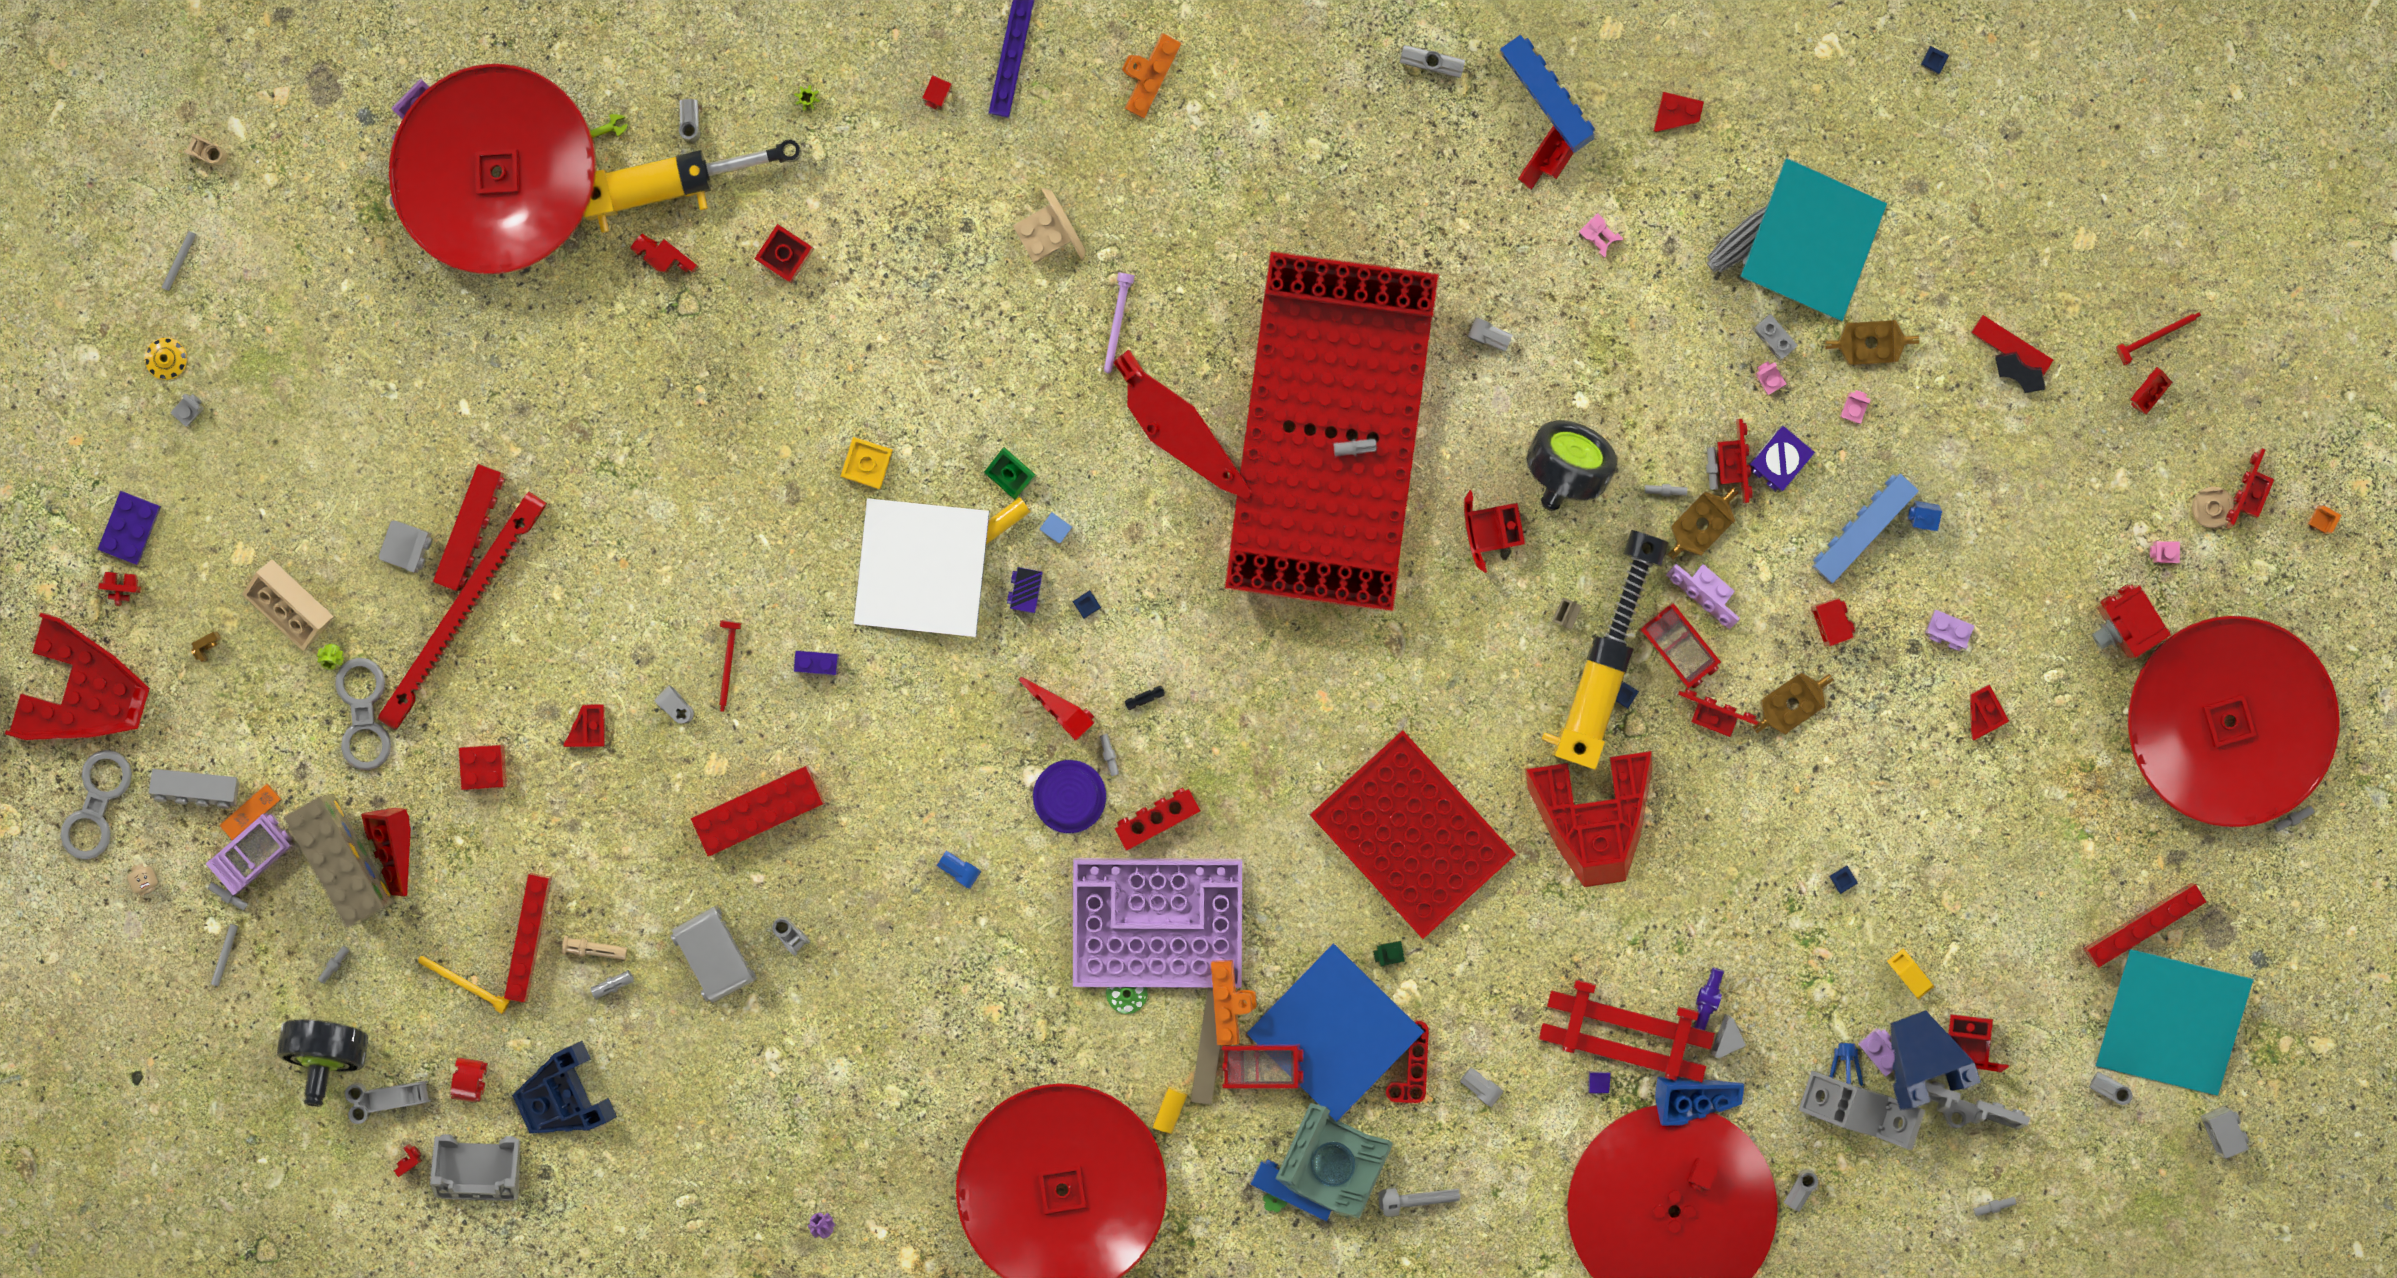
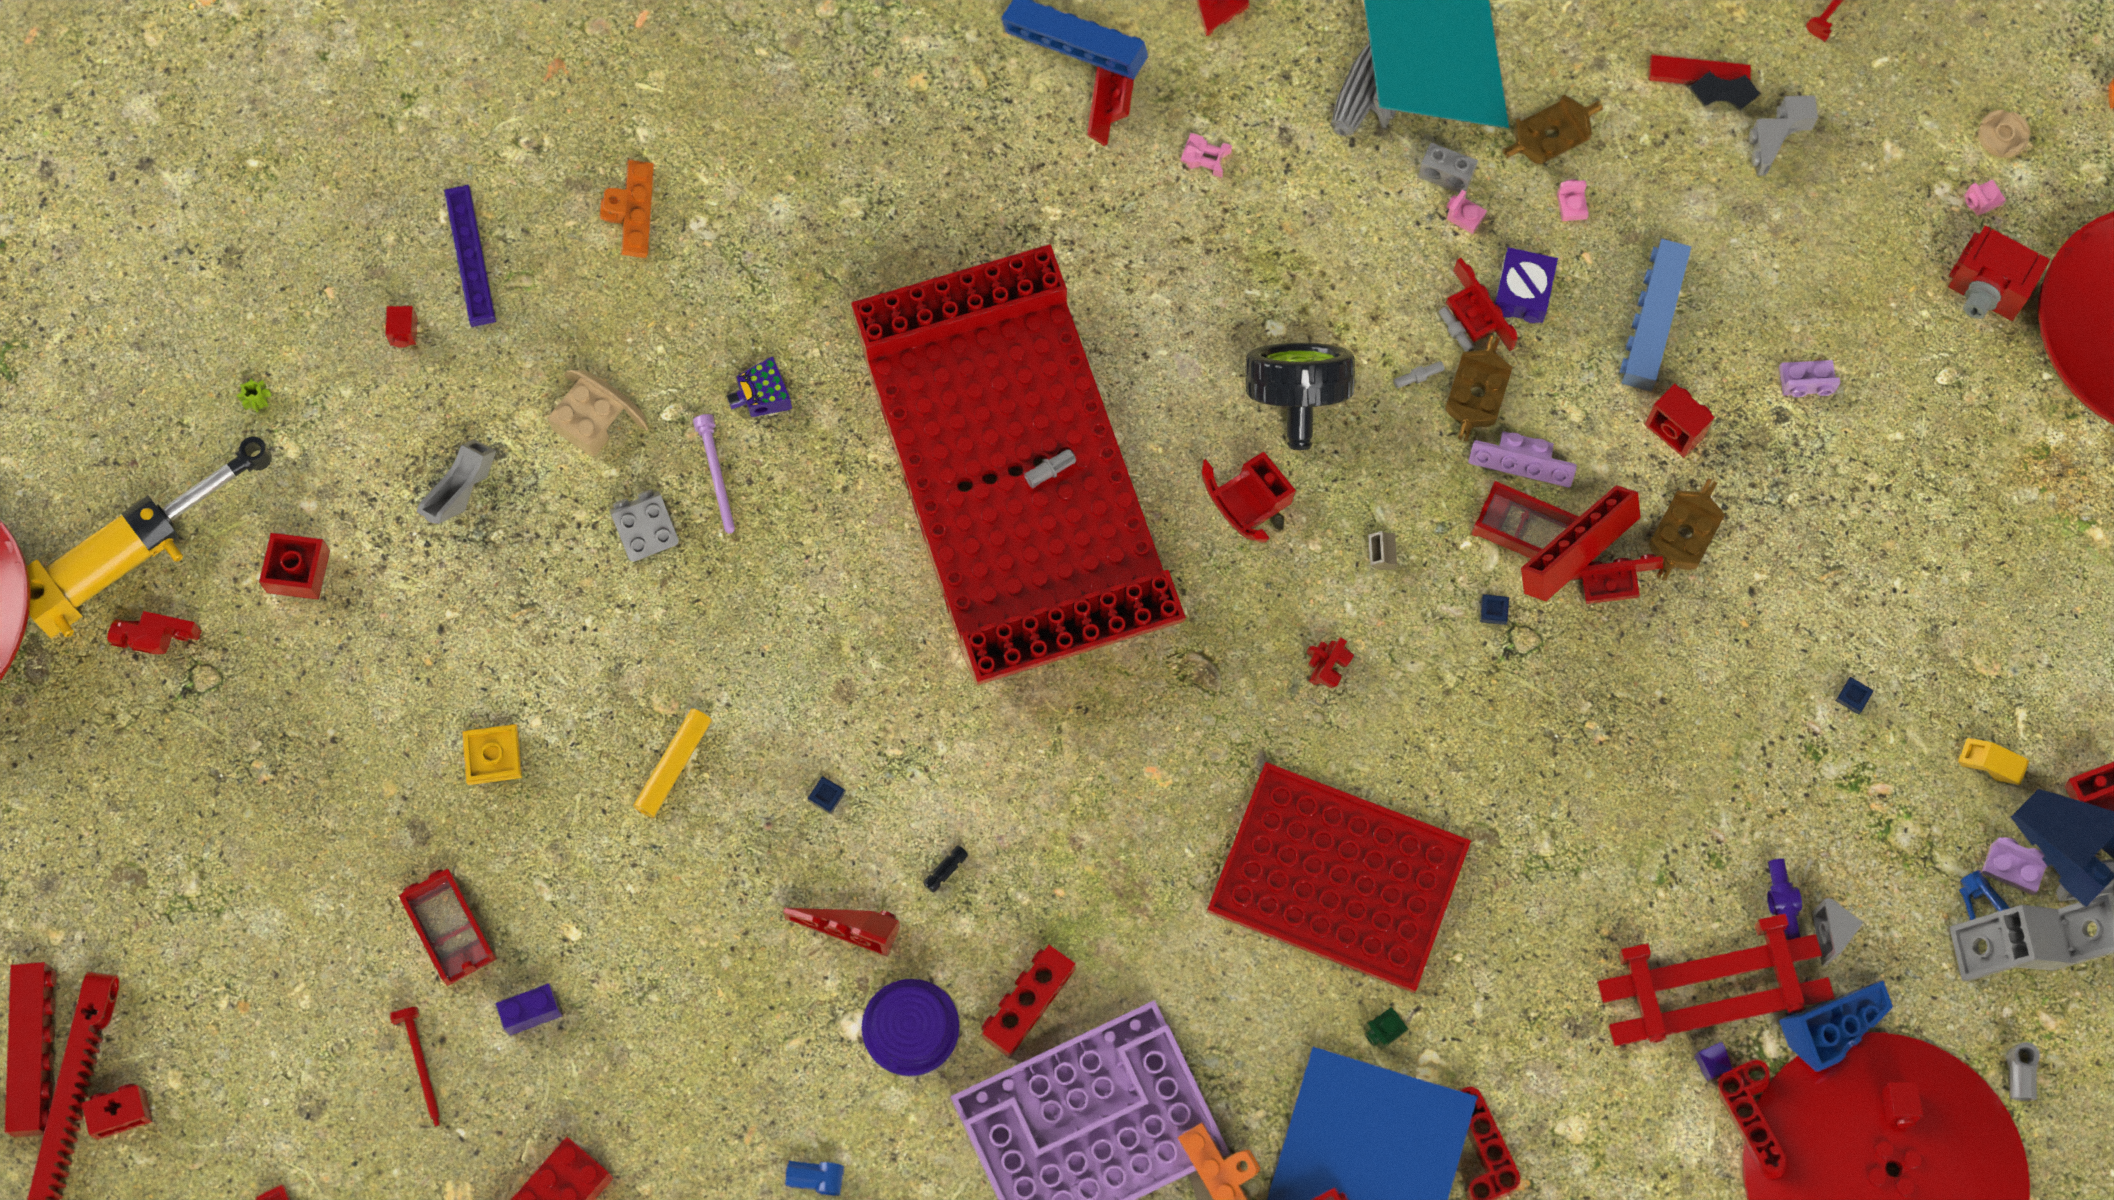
camera: 25 degrees left, 20 degrees down
(499, 603) = (131, 1114): none -> red brick
(610, 127) = (37, 524): lime bar -> none
(672, 703) = (371, 1143): light grey piece -> none
(689, 118) = (125, 476): light grey piece -> none
(784, 575) = (447, 926): none -> clear door
(921, 567) = (609, 840): white piece -> none
(926, 245) = (454, 489): none -> light grey arch
(1009, 473) = (667, 686): green slope -> none
(1026, 589) = (746, 809): brick -> none
(1047, 337) = (644, 525): none -> light grey bracket
(1055, 528) = (748, 722): medium blue panel -> none
(1109, 754) = (935, 954): light grey bar -> none
(1177, 427) = (839, 546): red wing -> none
(1178, 272) = (761, 390): none -> dark purple torso
(1446, 64) = (920, 66): light grey piece -> none
(1482, 676) = (1325, 660): none -> red hips
(1486, 333) = (1131, 302): light grey piece -> none
(1486, 1090) = (1586, 1135): light grey piece -> none
(1599, 835) = (1548, 776): red piece -> none
(1601, 1137) = (1756, 1122): none -> red beam
(1606, 663) = (1475, 673): piece -> none
(1706, 683) = (1580, 543): none -> red brick
(1925, 515) = (1713, 270): blue head -> none
(1985, 712) = (1899, 443): red wing -> none
(2033, 426) = (1767, 136): none -> light grey arch
(2151, 391) = (1870, 46): red bracket -> none
(2253, 493) = (2036, 95): red bracket -> none

